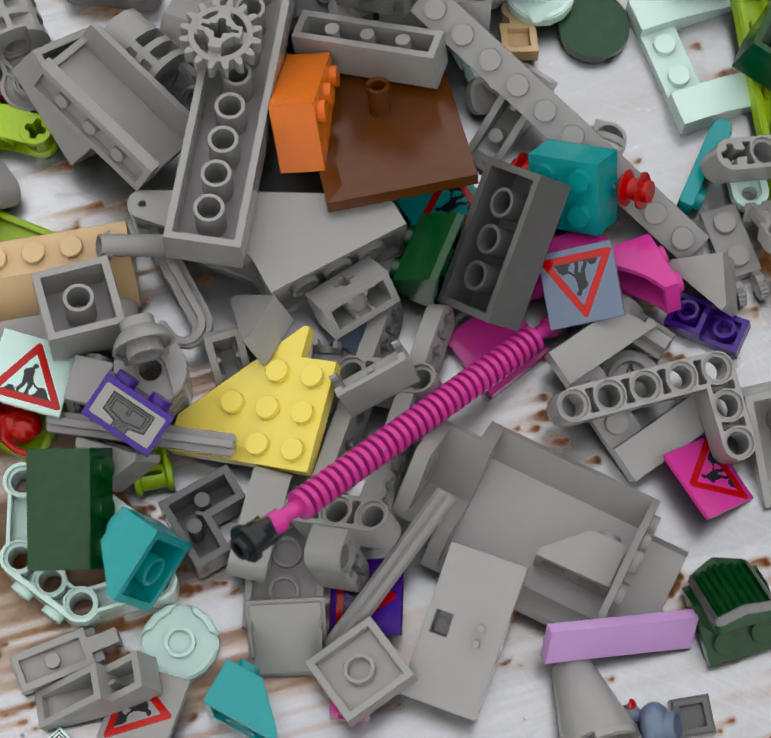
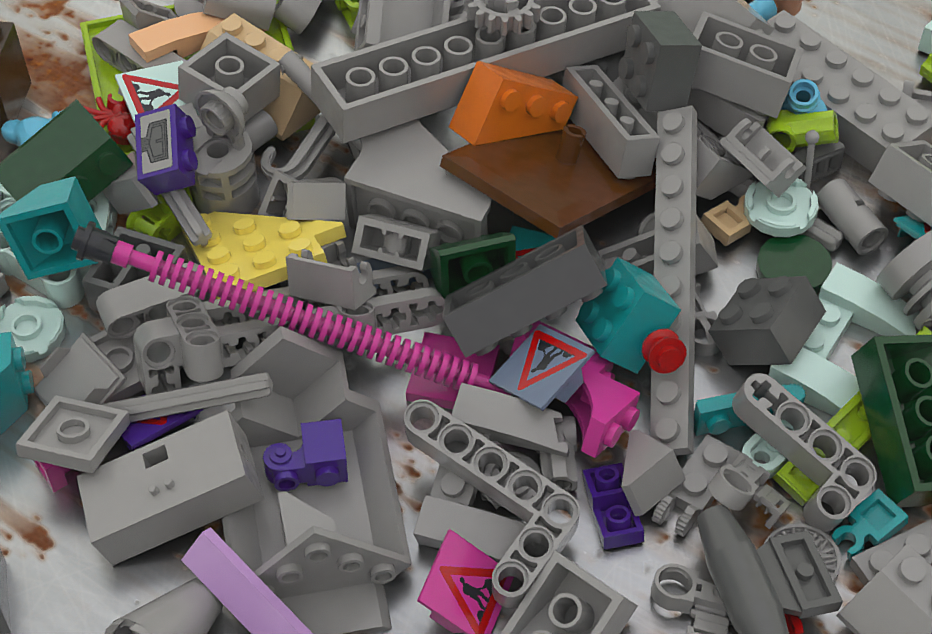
camera: 55 degrees right, 20 degrees down
(512, 498) = (317, 462): none -> dark purple brick
(649, 93) = (767, 321): none -> dark grey brick

